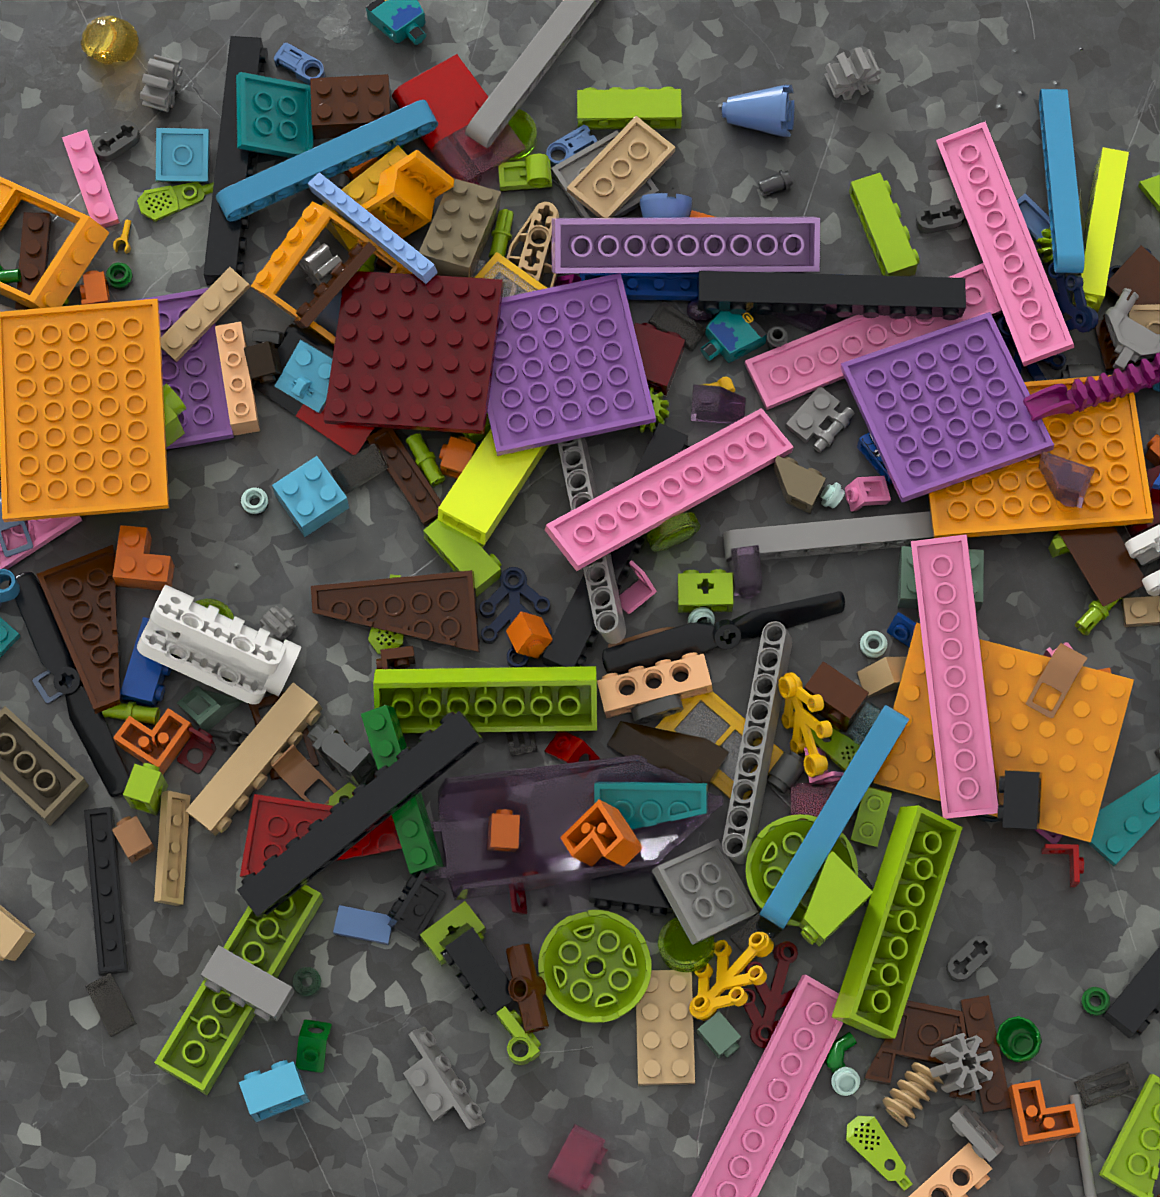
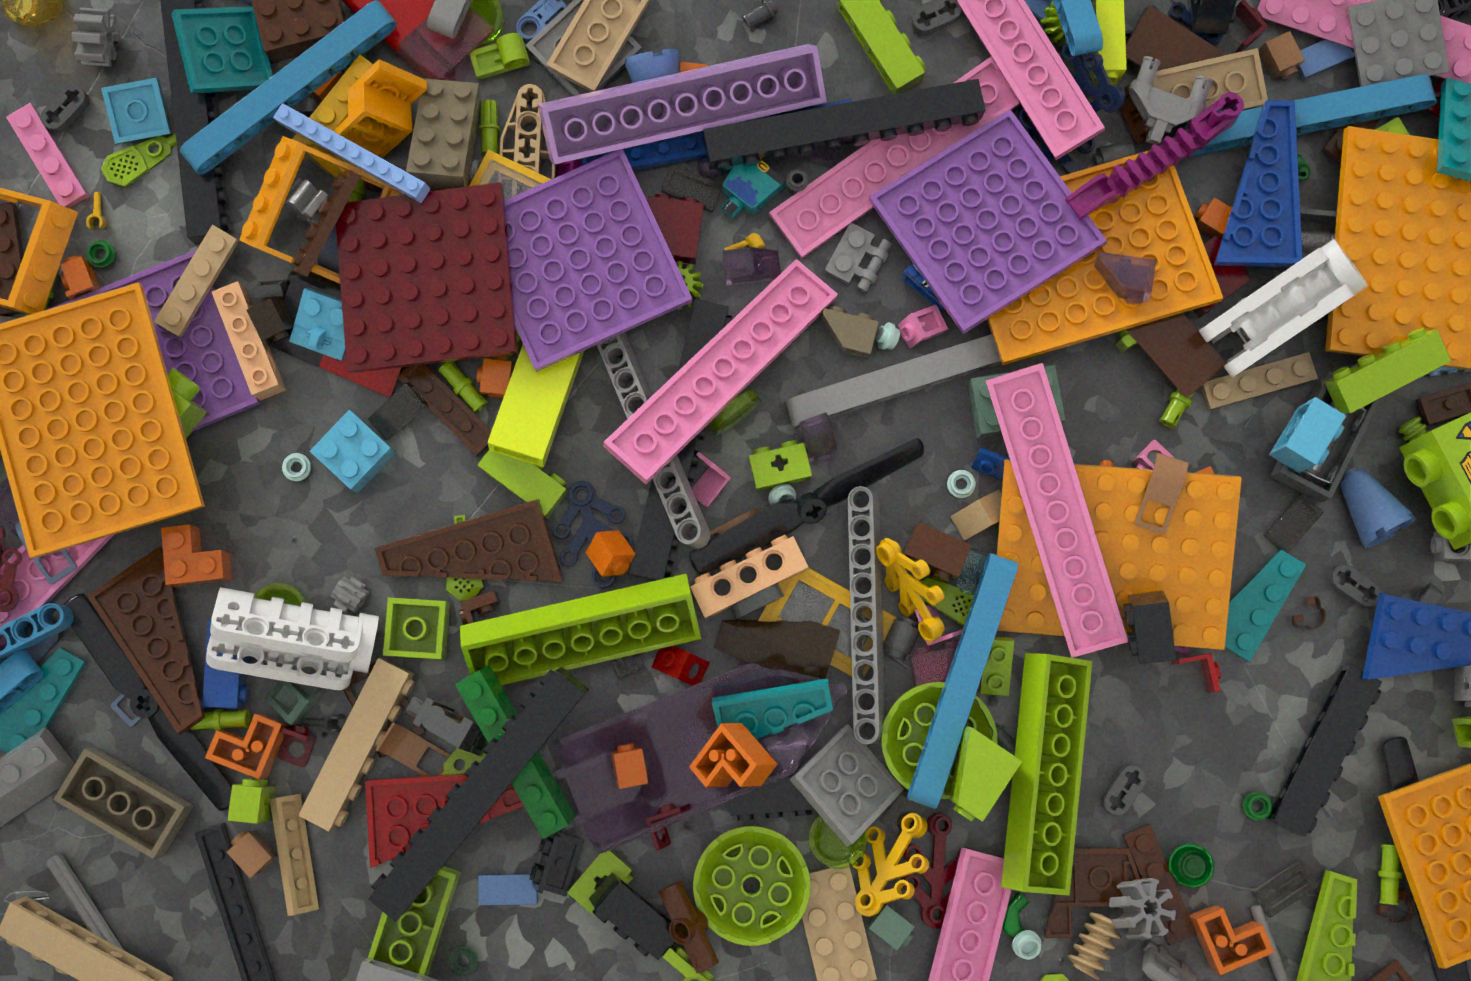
camera: 15 degrees left, 10 degrees up
(333, 666) = (416, 628): none -> lime brick

